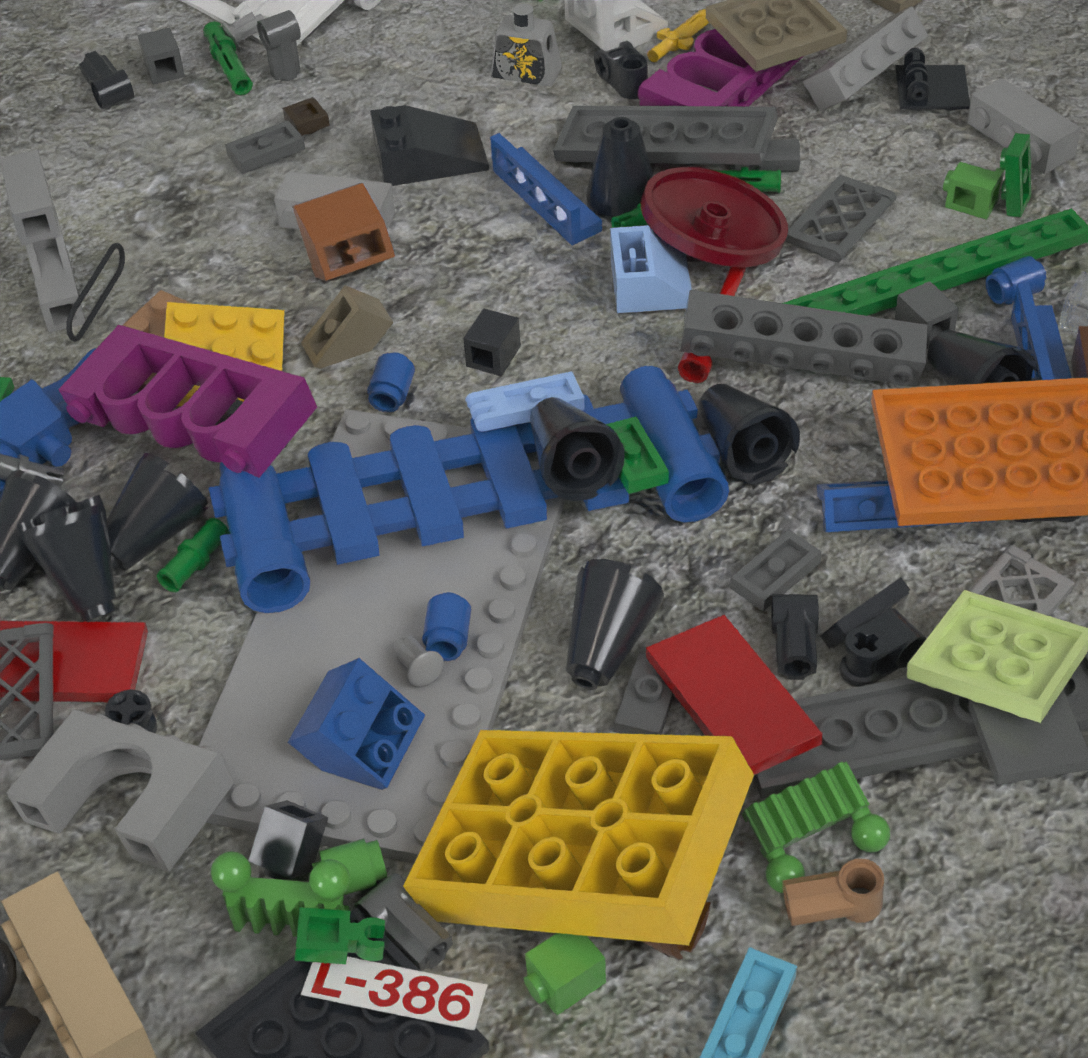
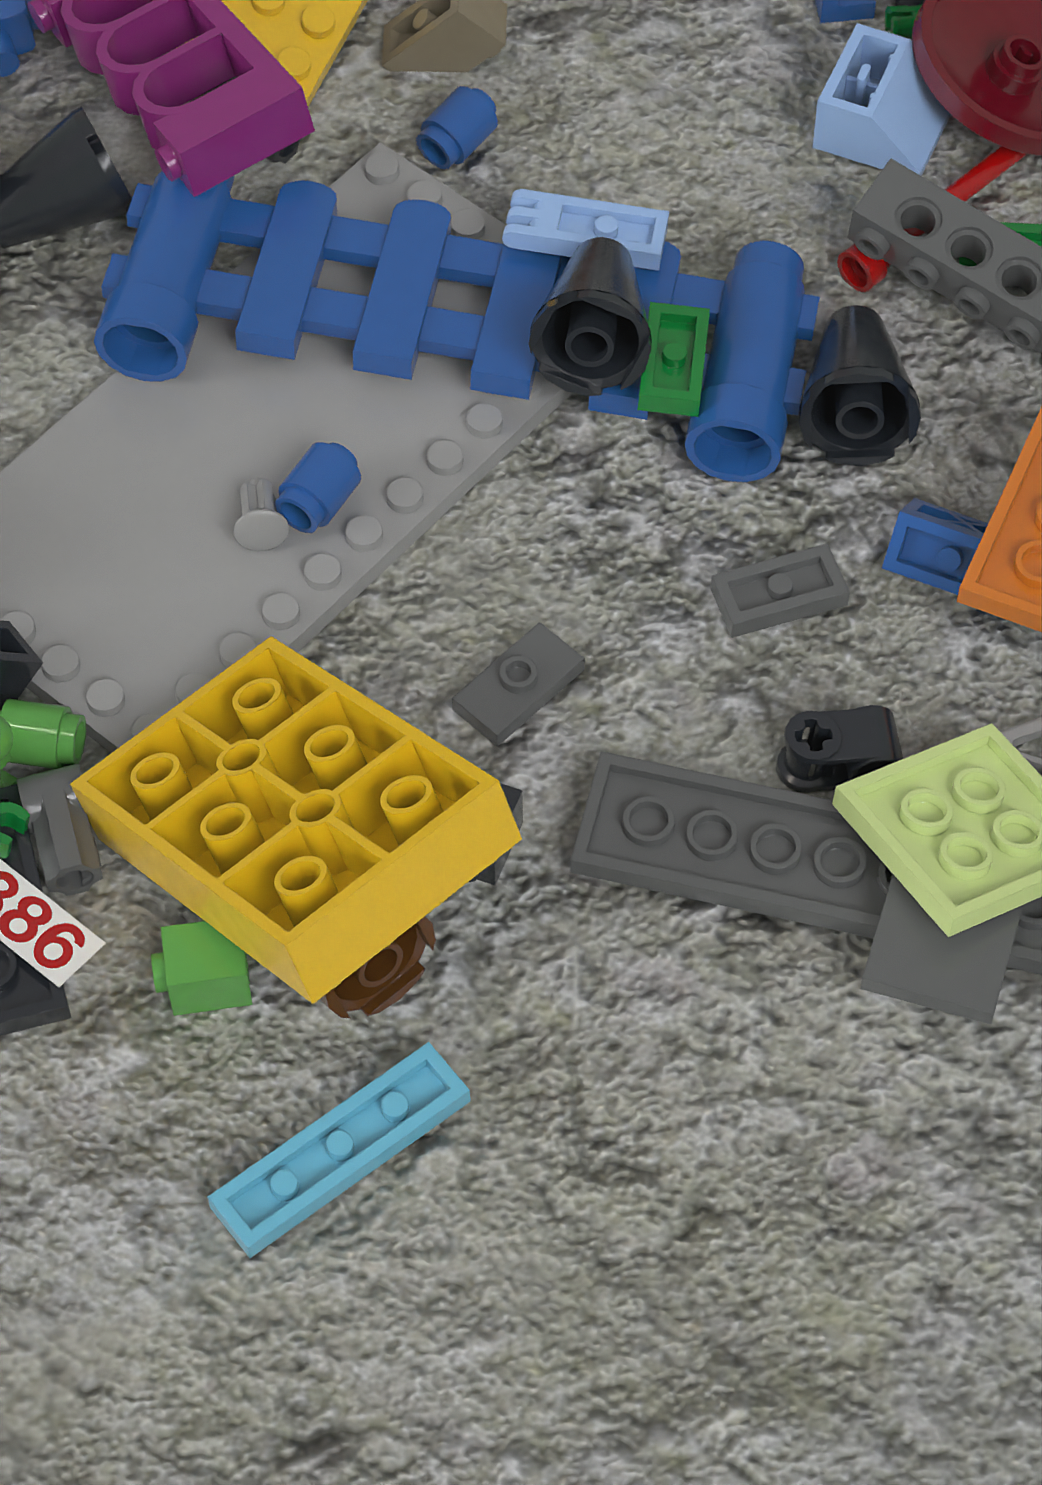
camera: 25 degrees right, 10 degrees up
(192, 555) = (82, 264): green pin -> none
(357, 726) = (139, 567): blue slope -> none
(492, 342) = (618, 123): black brick -> none
(608, 619) = (516, 566): black cone -> none
(733, 693) = (607, 730): red tile -> none
(796, 626) = (752, 672): black piece -> none
(810, 809) = (605, 912): bright green gear -> none
(831, 894) = (566, 1028): medium nougat piece -> none
(865, 612) = (879, 691): black tile -> none

